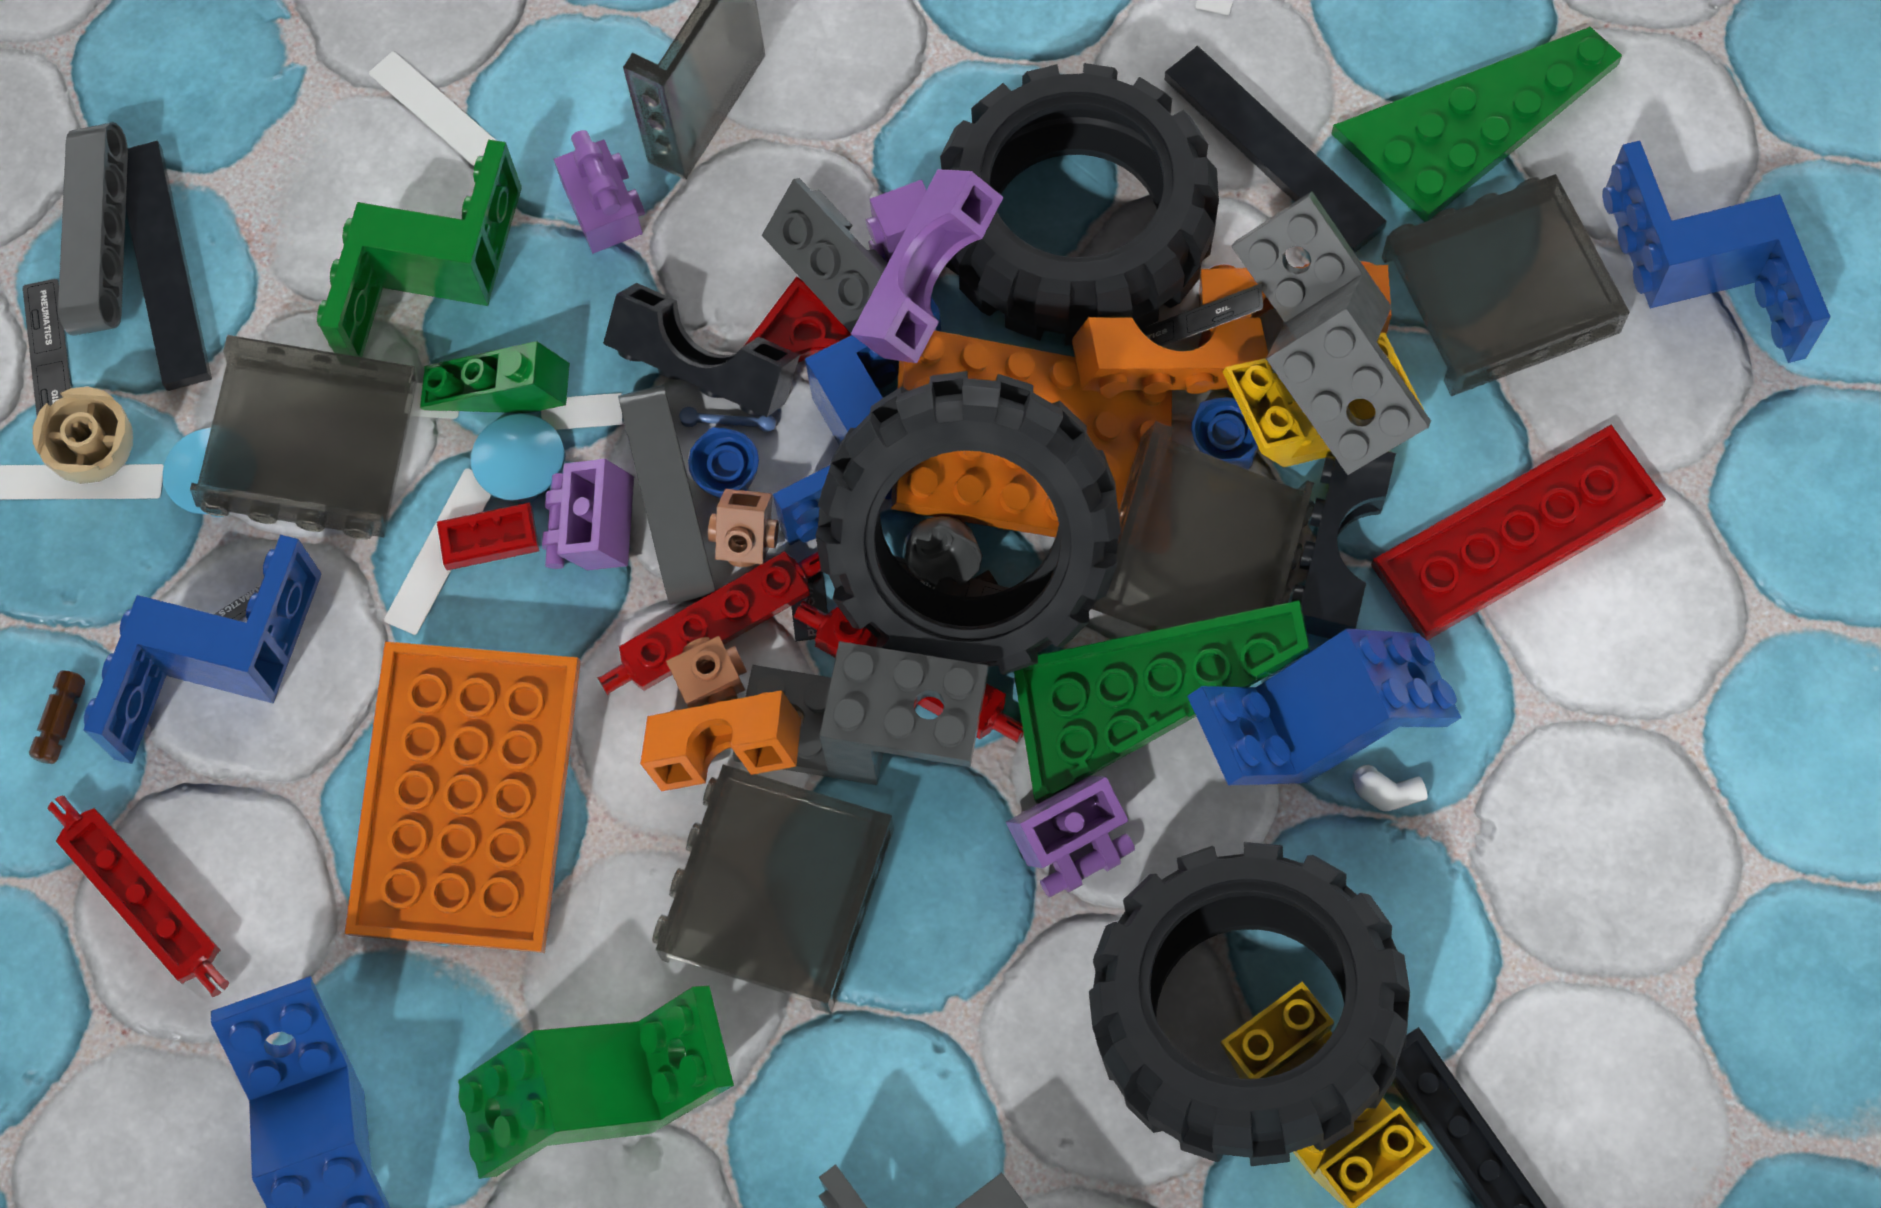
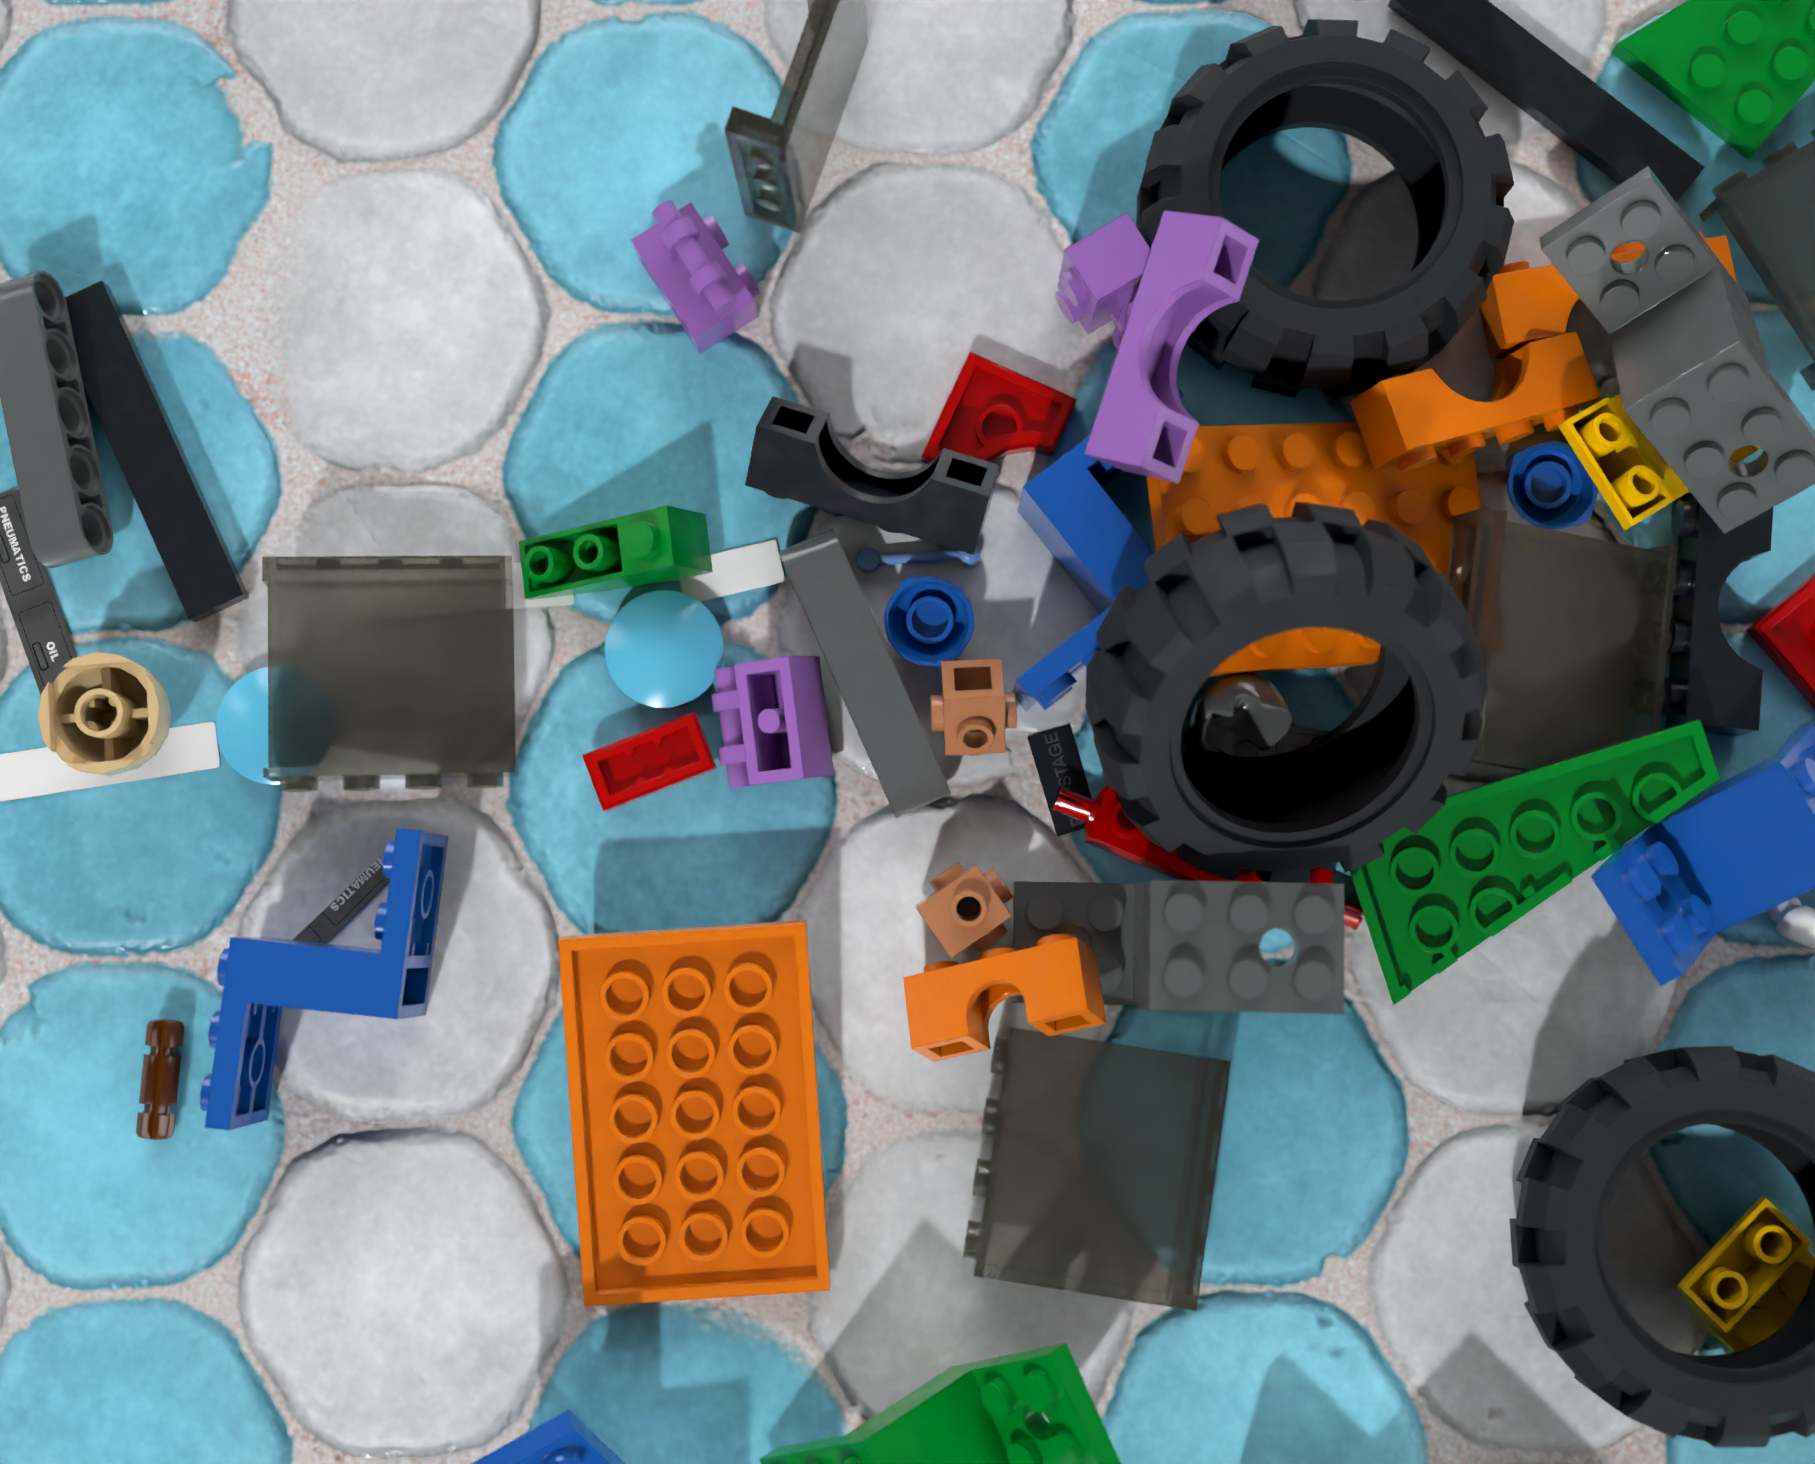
camera: 10 degrees left, 15 degrees up
(138, 896) = (316, 1294): red plate -> none
(420, 253) = (483, 399): green bracket -> none
(428, 571) = (581, 814): white sticker -> none
(431, 106) = (457, 183): white sticker -> none
(722, 613) = (955, 829): red plate -> none
(823, 253) = (1017, 331): dark grey brick -> none
(1067, 823) = (1447, 1039): medium lavender brick -> none
(1206, 316) = (1512, 343): flat silver sticker -> none

